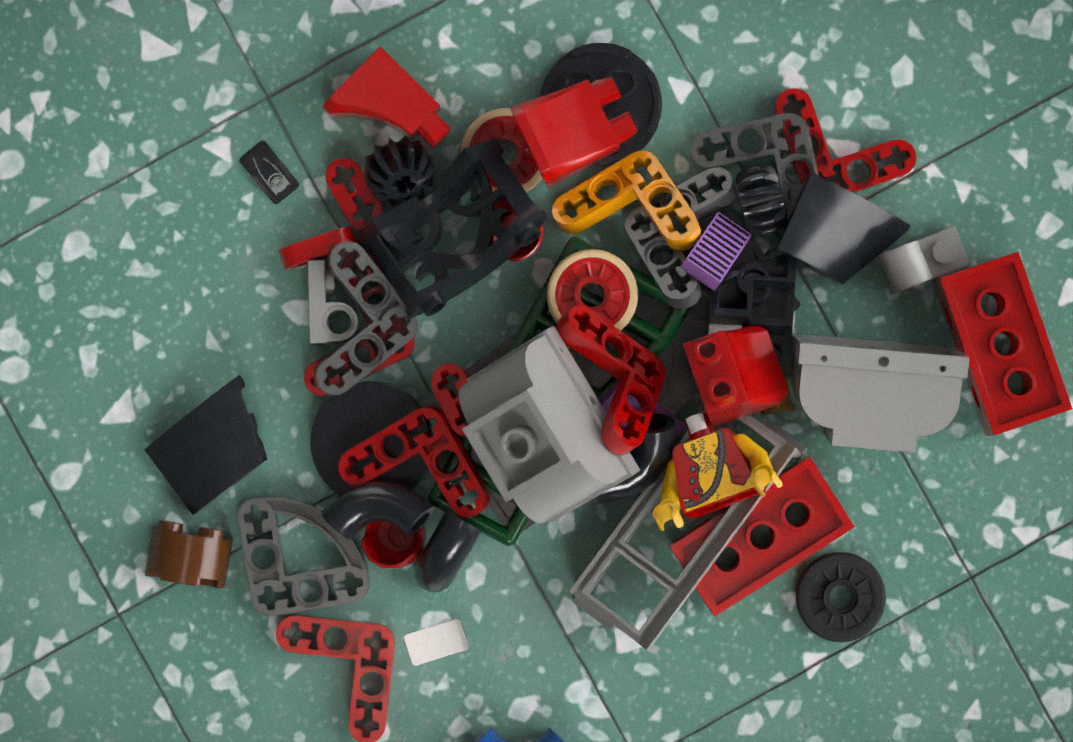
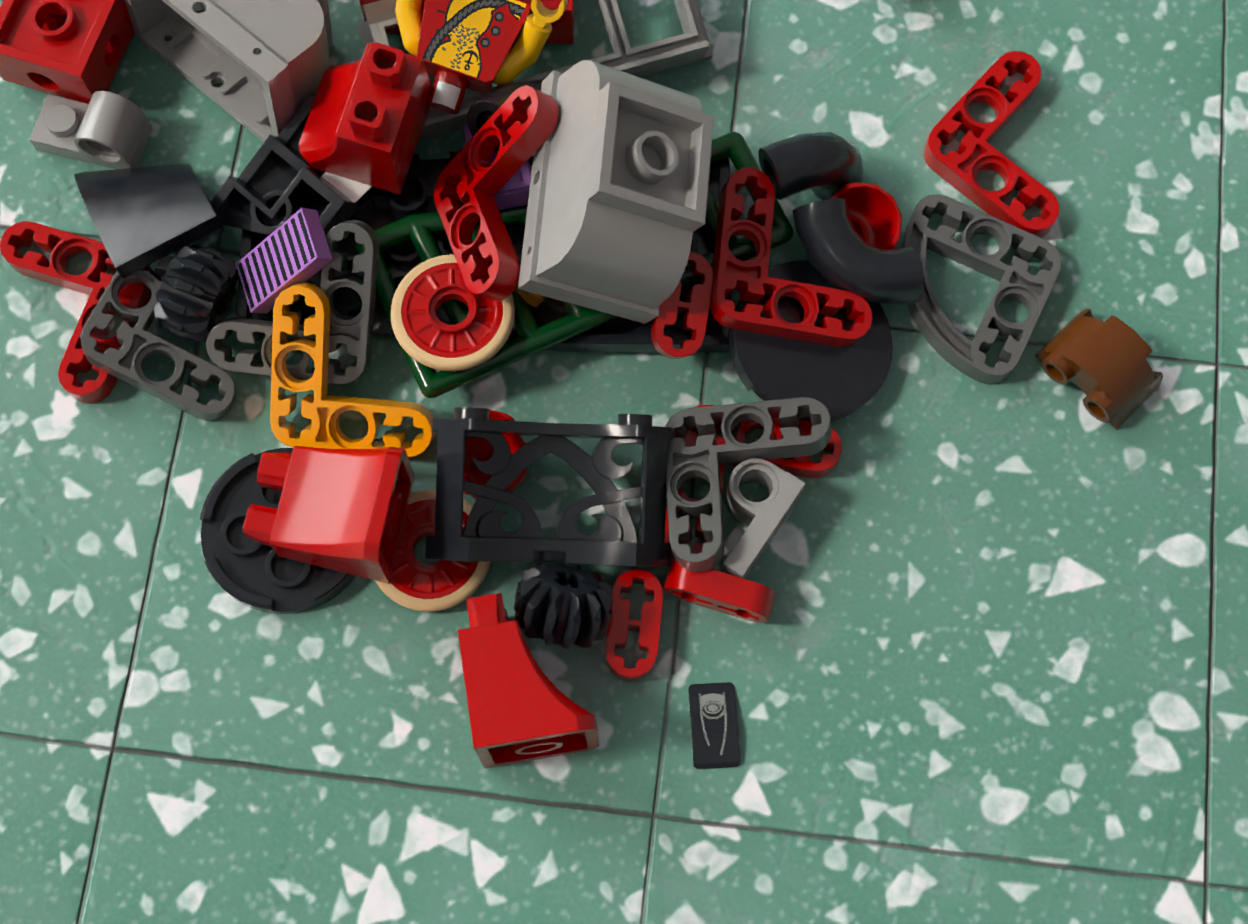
camera: 150 degrees left, 15 degrees down
(210, 448) = (999, 455): black slope -> none
(436, 642) = (883, 112): white sticker -> none

